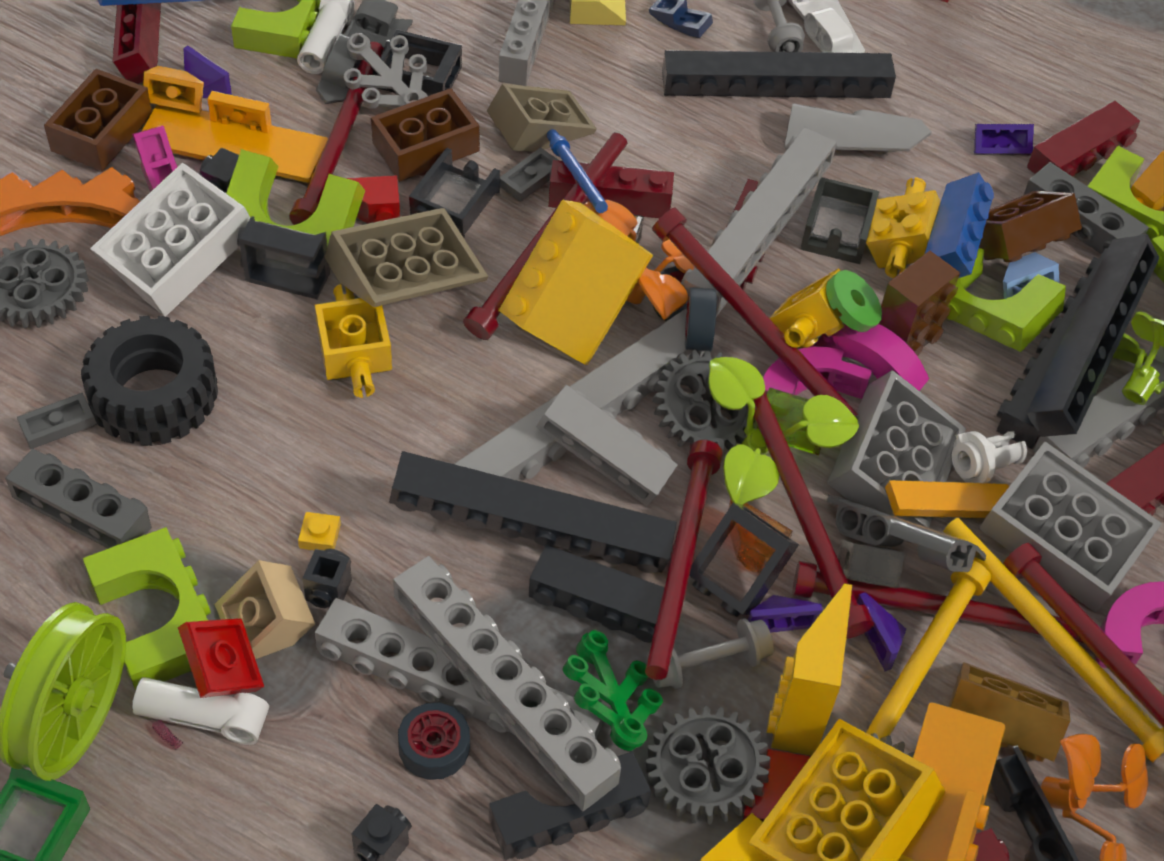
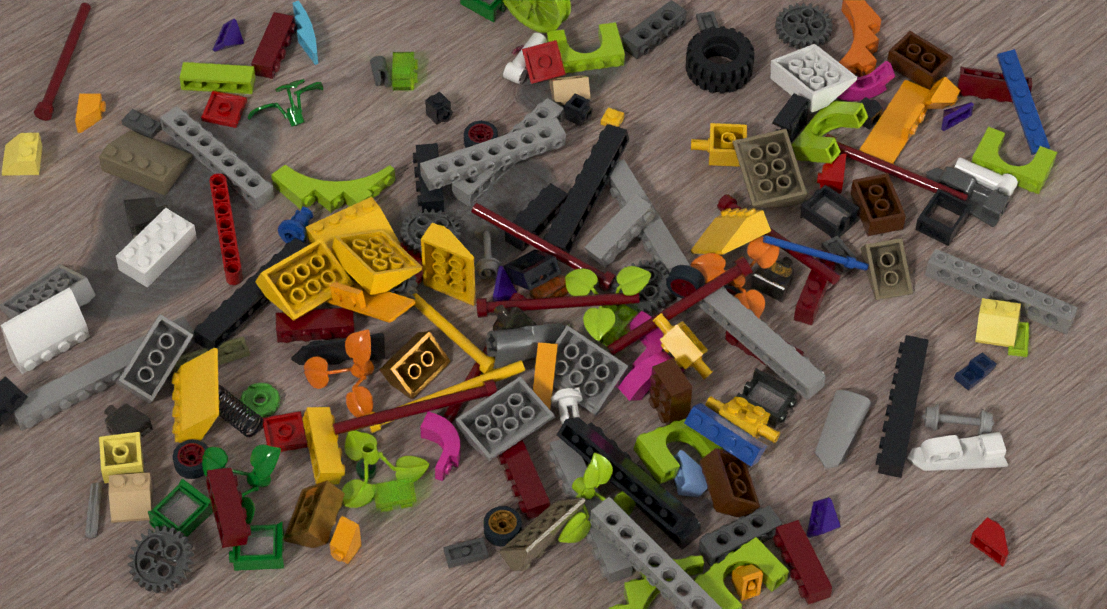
camera: 110 degrees right, 0 degrees up
(387, 77) = (910, 202): light grey plant -> none
(626, 728) = (477, 199): green plant -> none
(854, 301) = (674, 338): bright green tile -> none
(886, 633) = (476, 327): dark purple slope -> none

